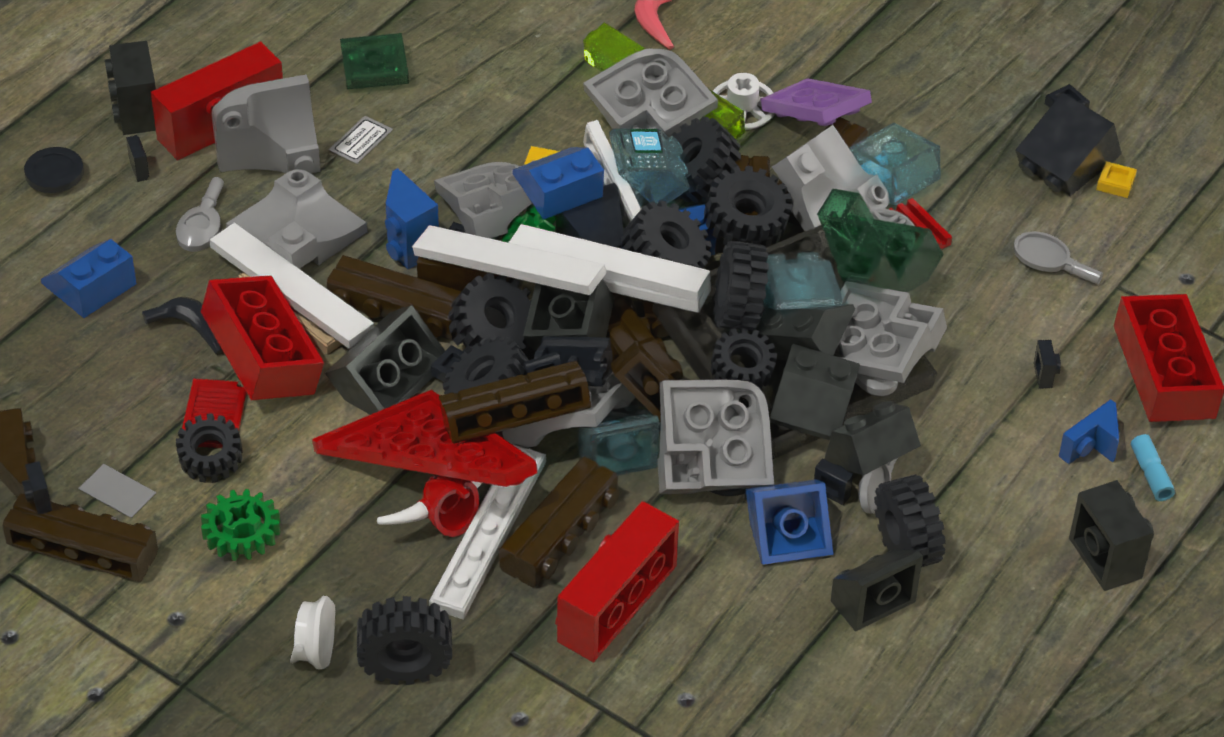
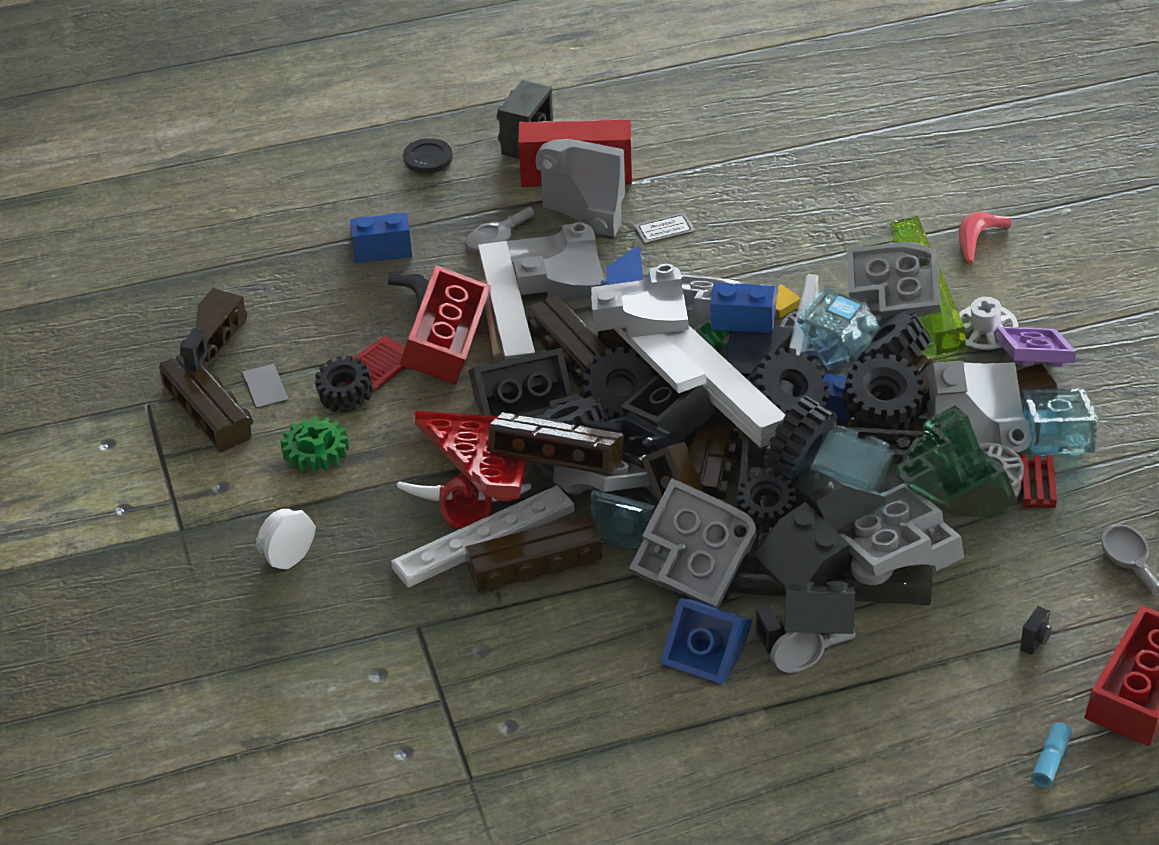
camera: 40 degrees right, 5 degrees down
(137, 158) = (488, 171): black tile -> none
(374, 61) = (723, 175): clear green plate -> none
(404, 640) = (332, 571): black tyre -> none
(462, 224) = (642, 306): none -> light grey slope
(617, 581) = (525, 611): red brick -> none
(877, 587) = (720, 723): pearl dark grey slope -> none
(910, 518) = (784, 684): black tyre -> none
(1095, 431) = (1024, 699): blue slope -> none
(1111, 535) = (948, 781): pearl dark grey brick -> none

